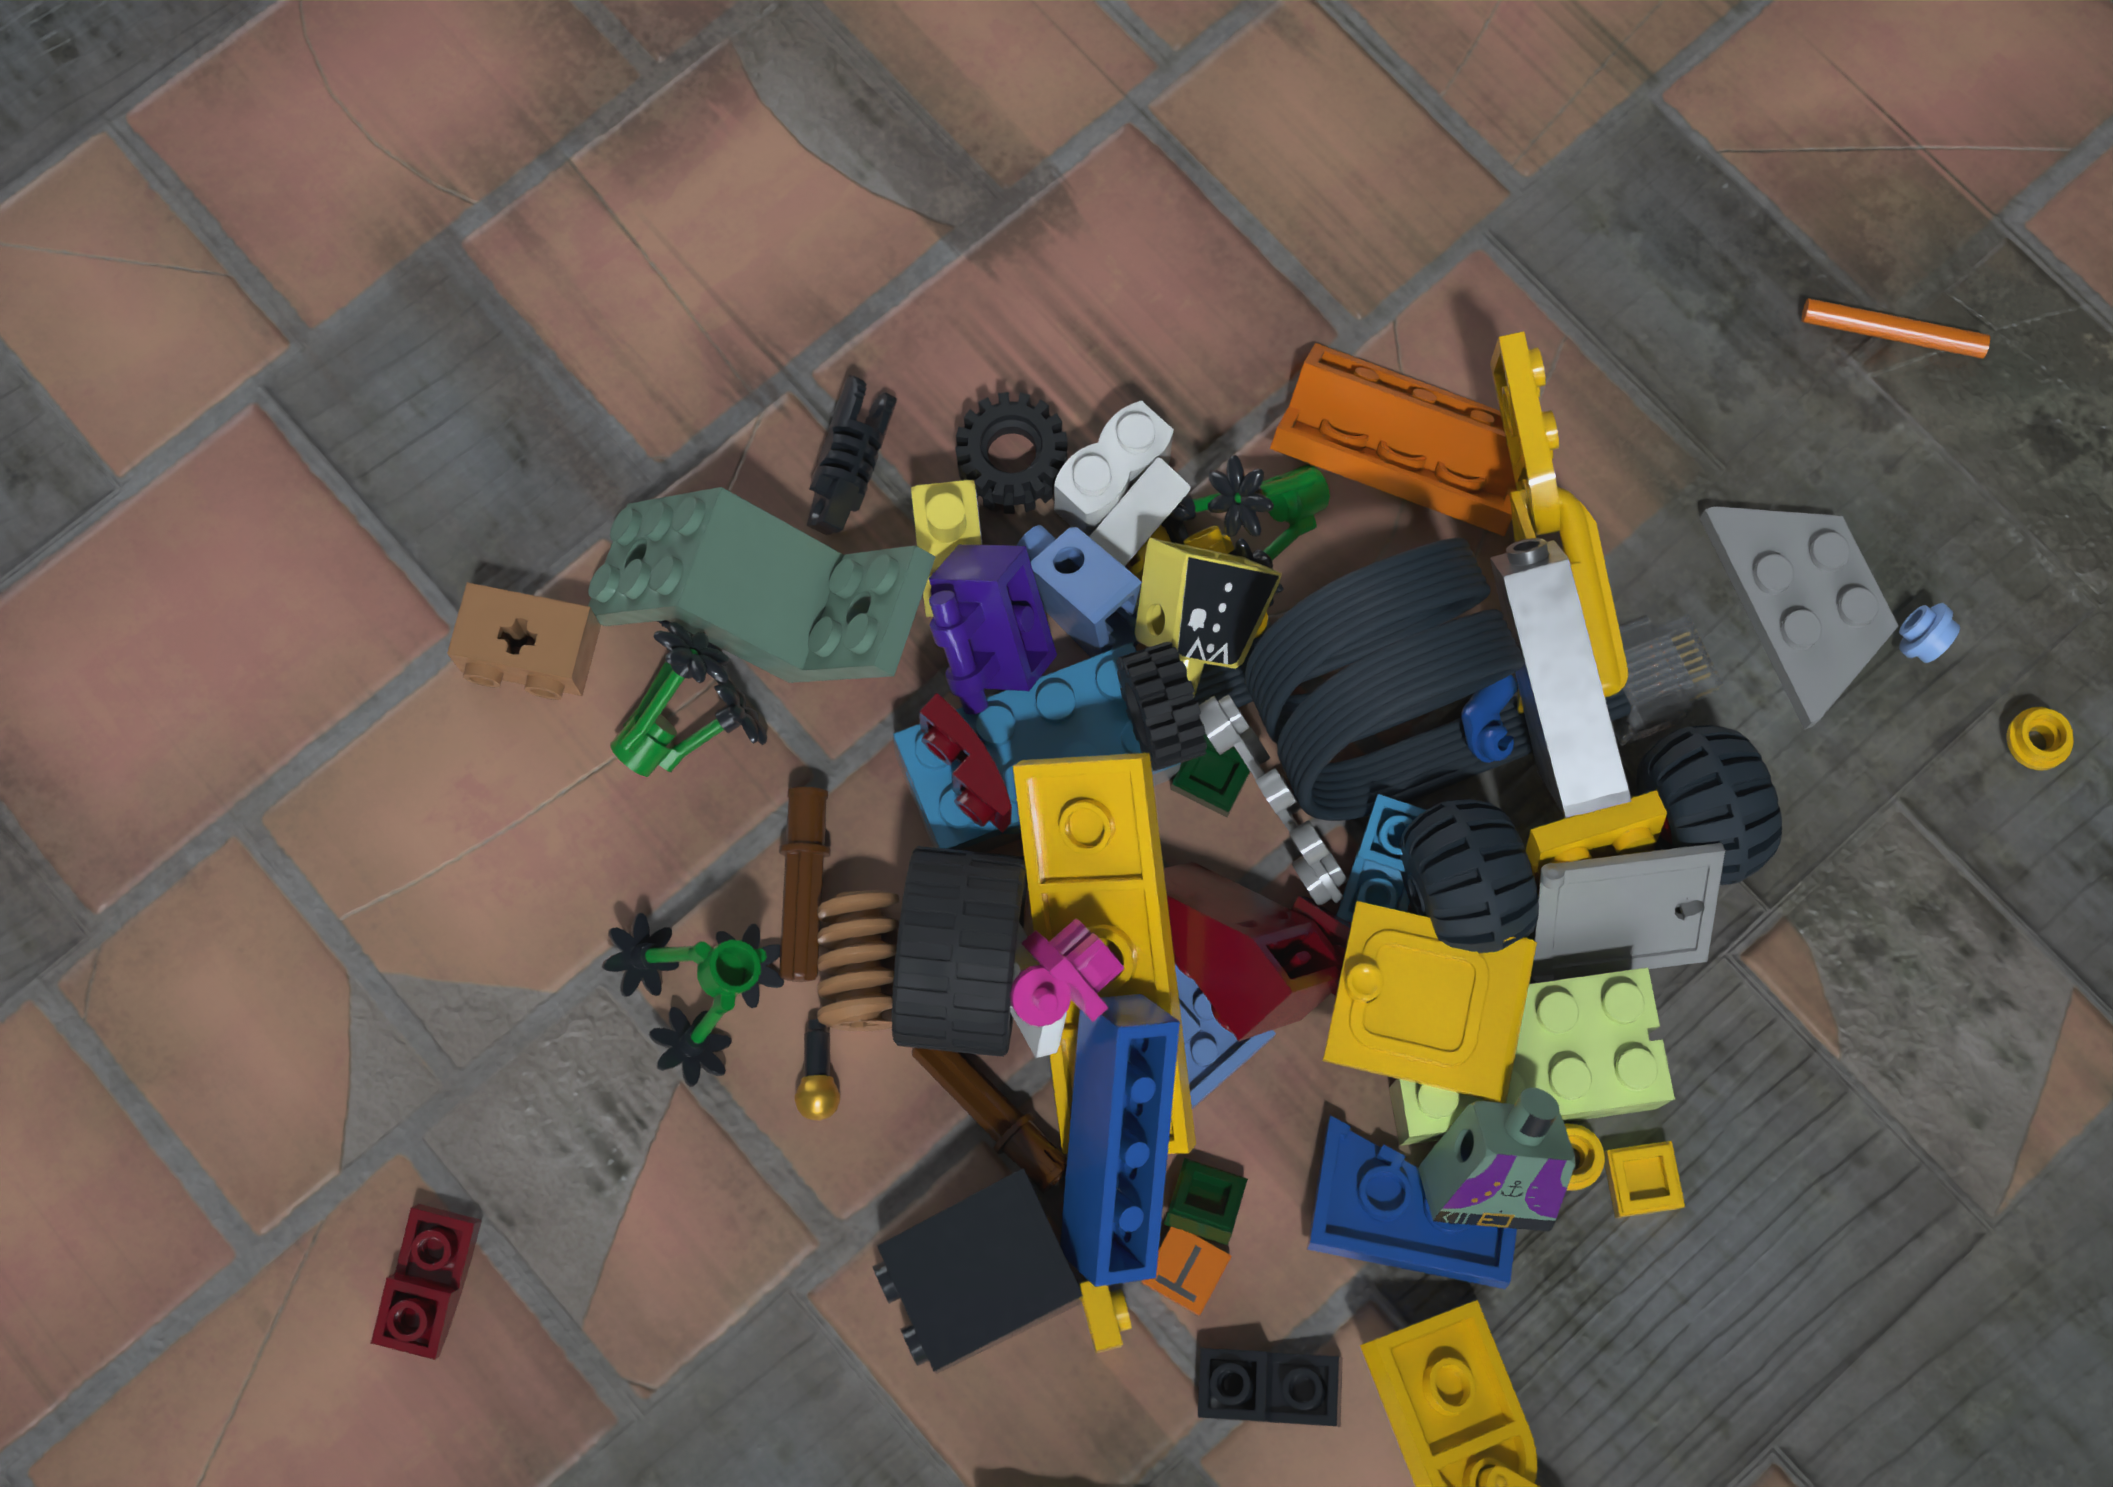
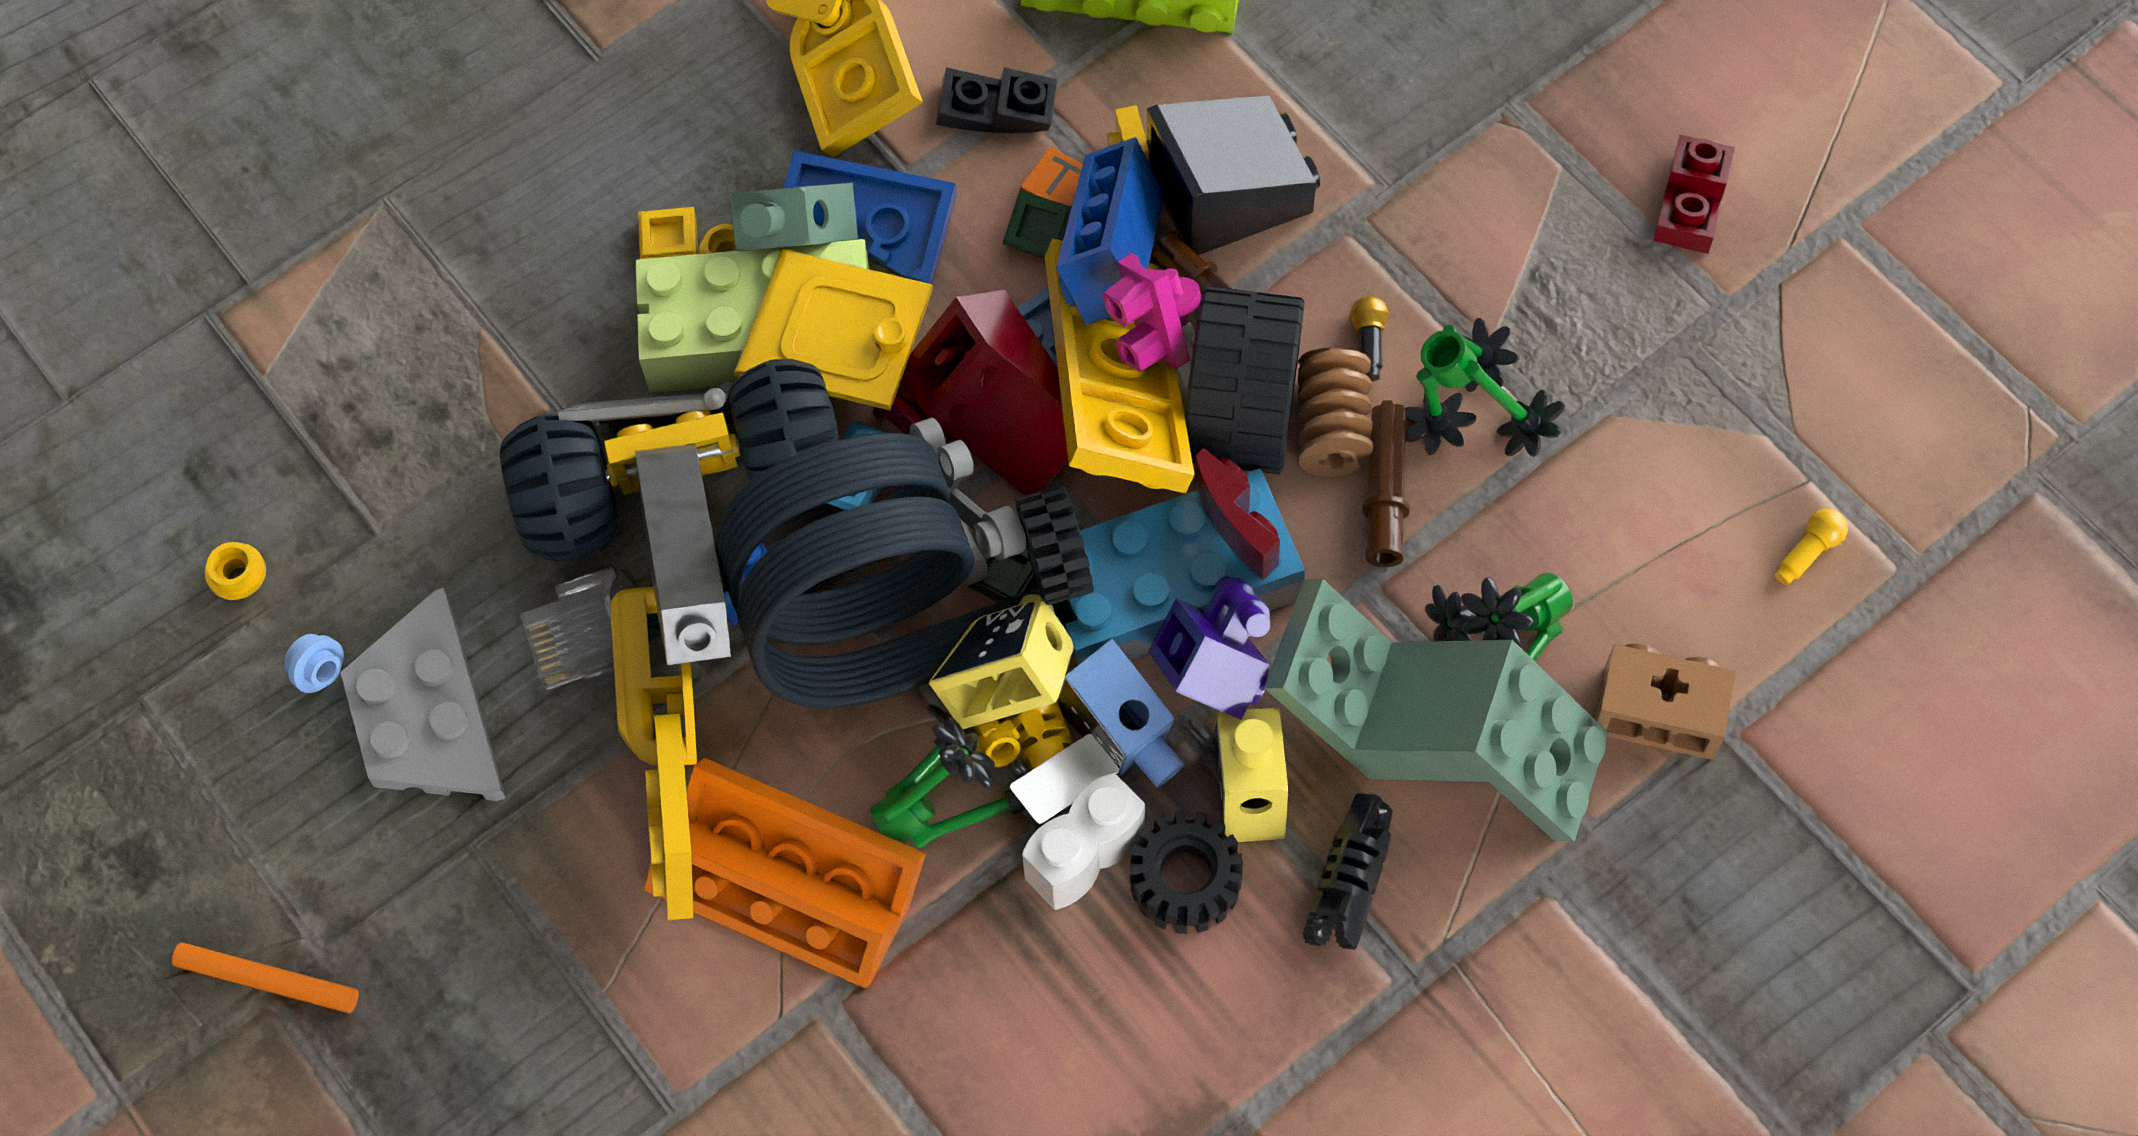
camera: 175 degrees left, 10 degrees down
(334, 844) = (1823, 531): none -> yellow piece

